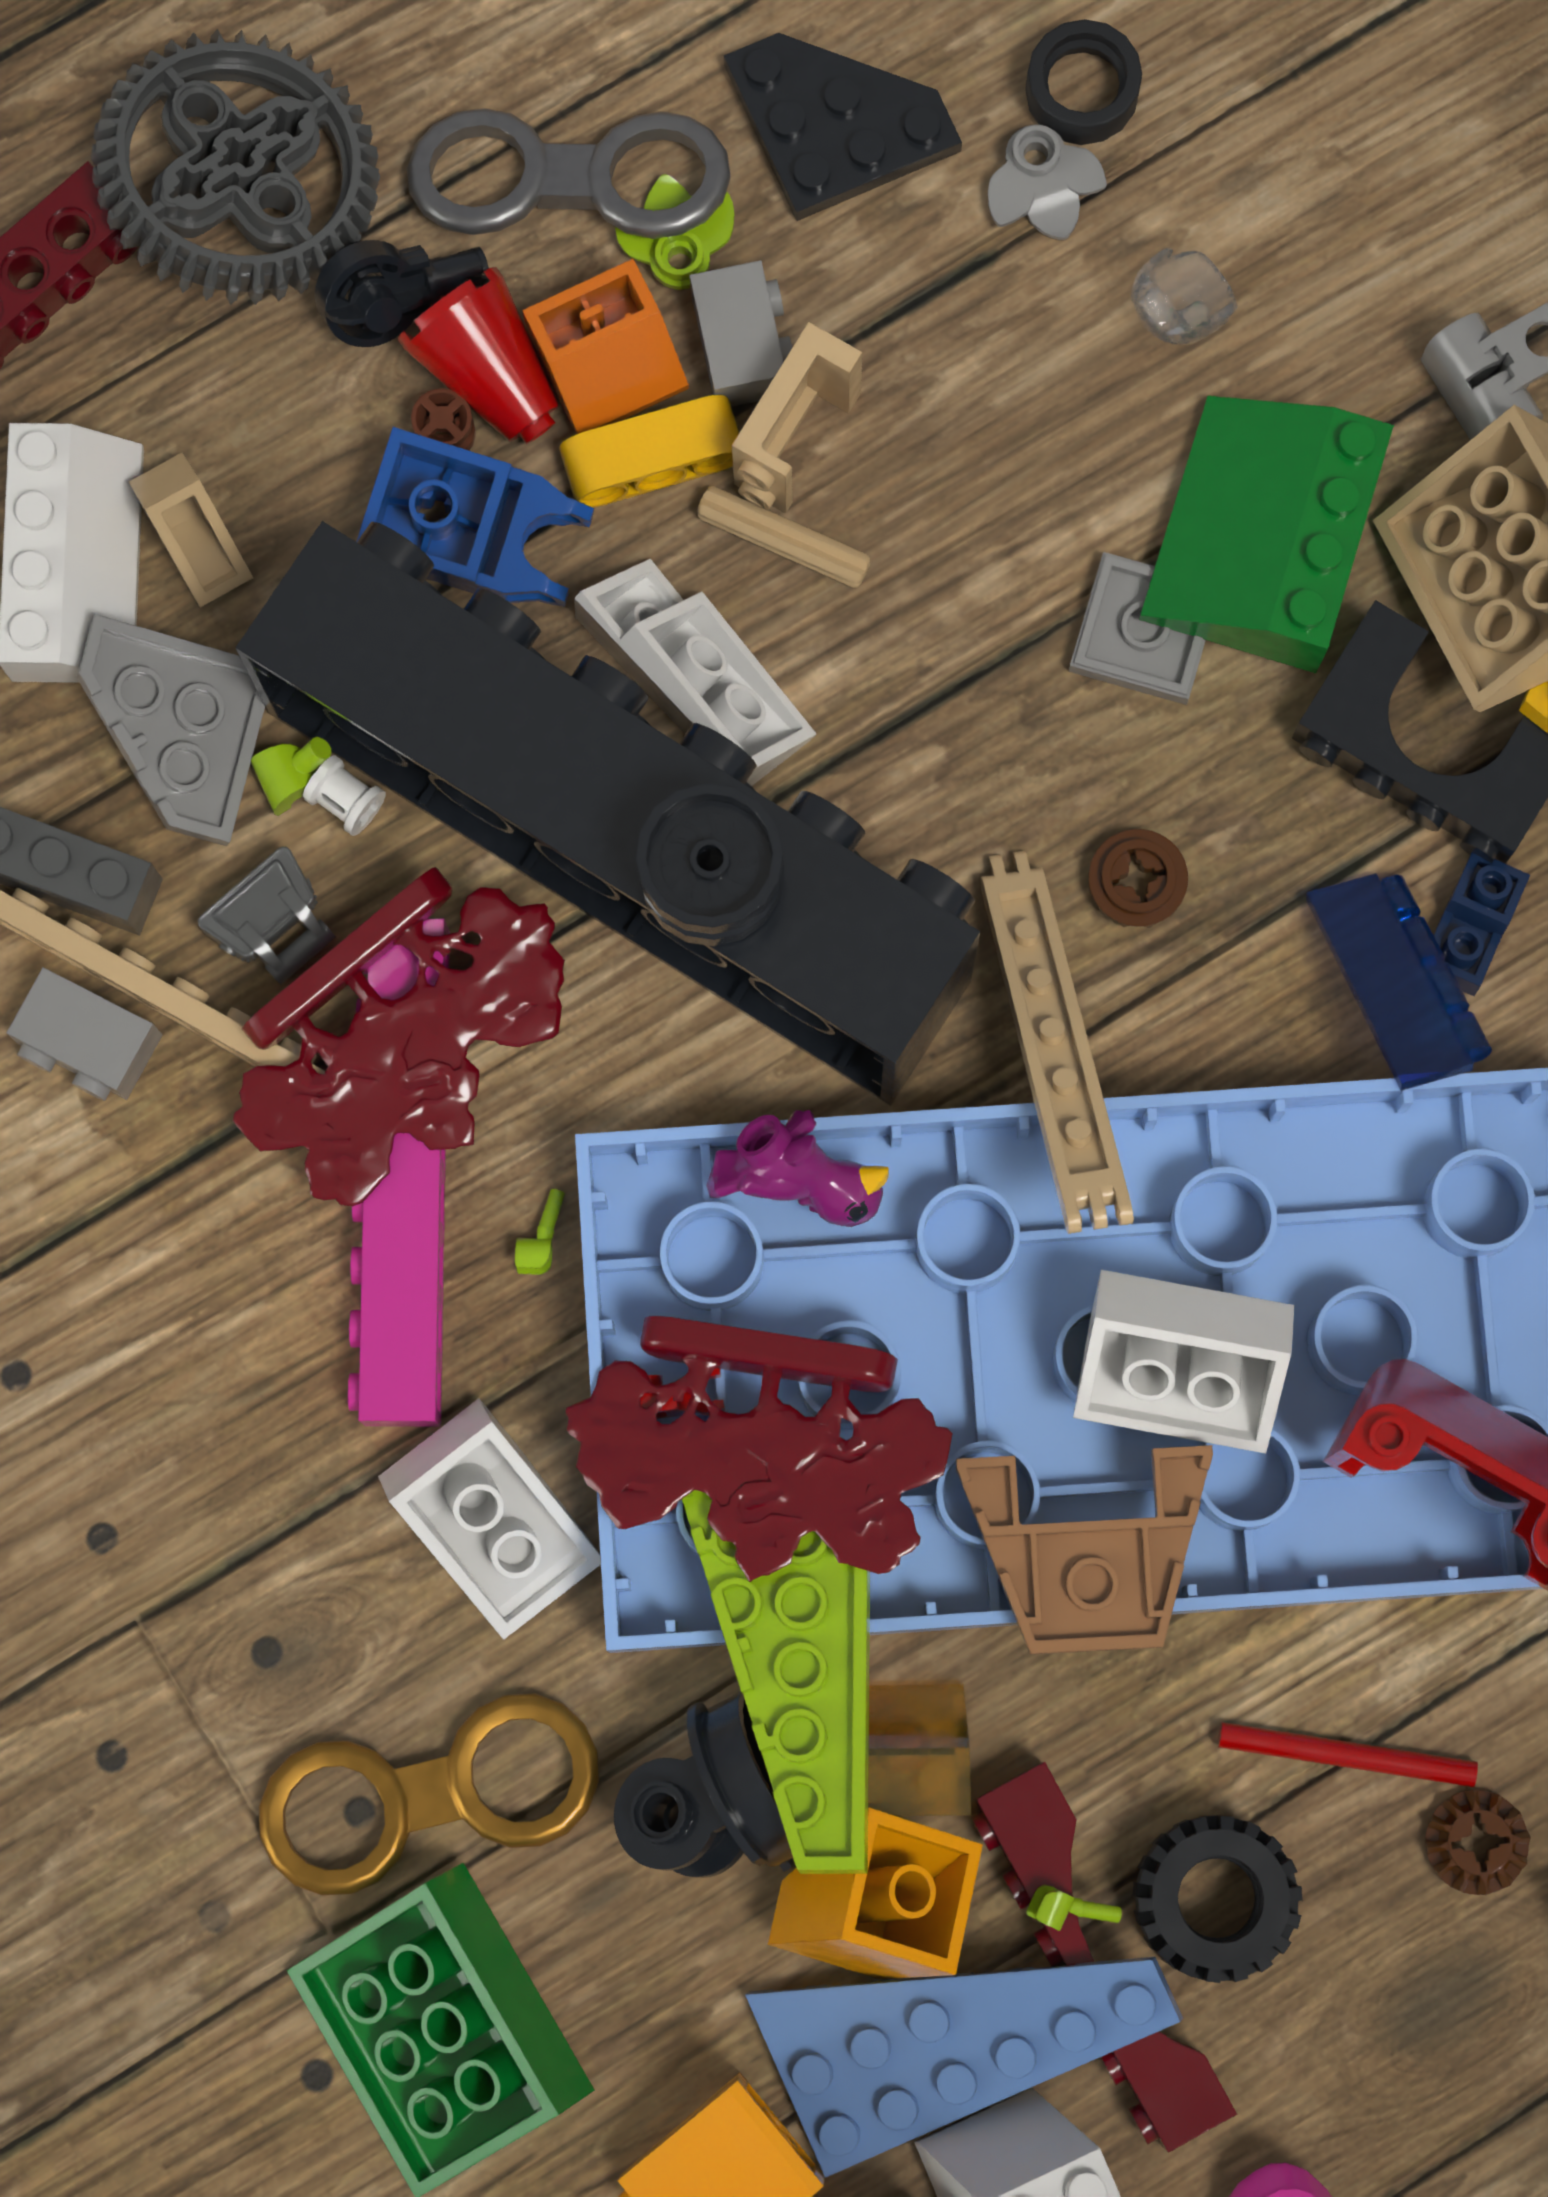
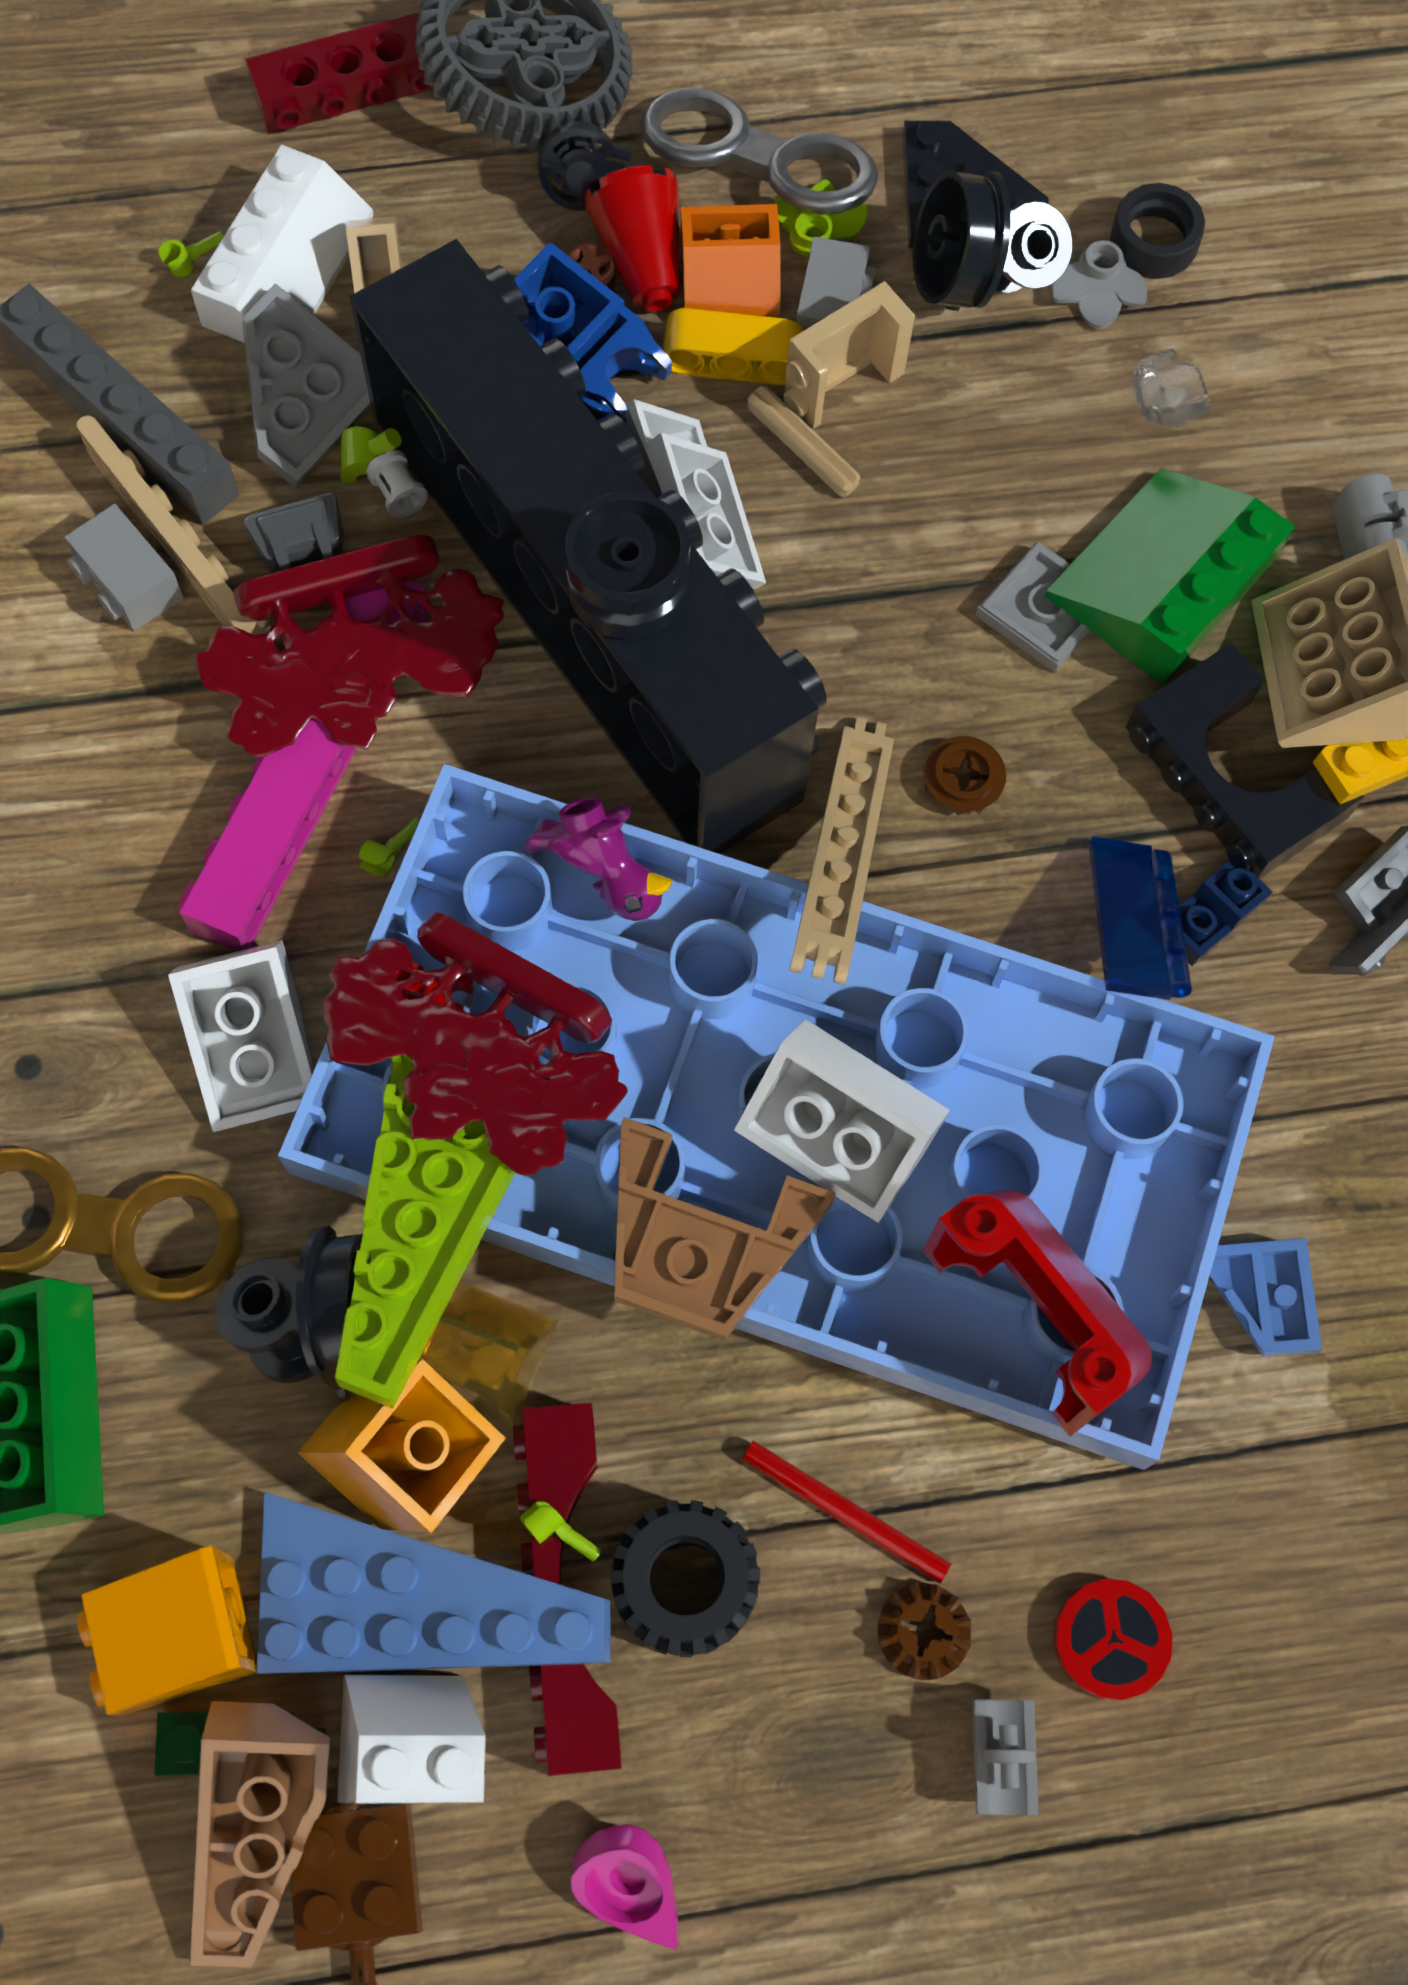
camera: 15 degrees right, 10 degrees down
(888, 205) = (978, 245): none -> black piece

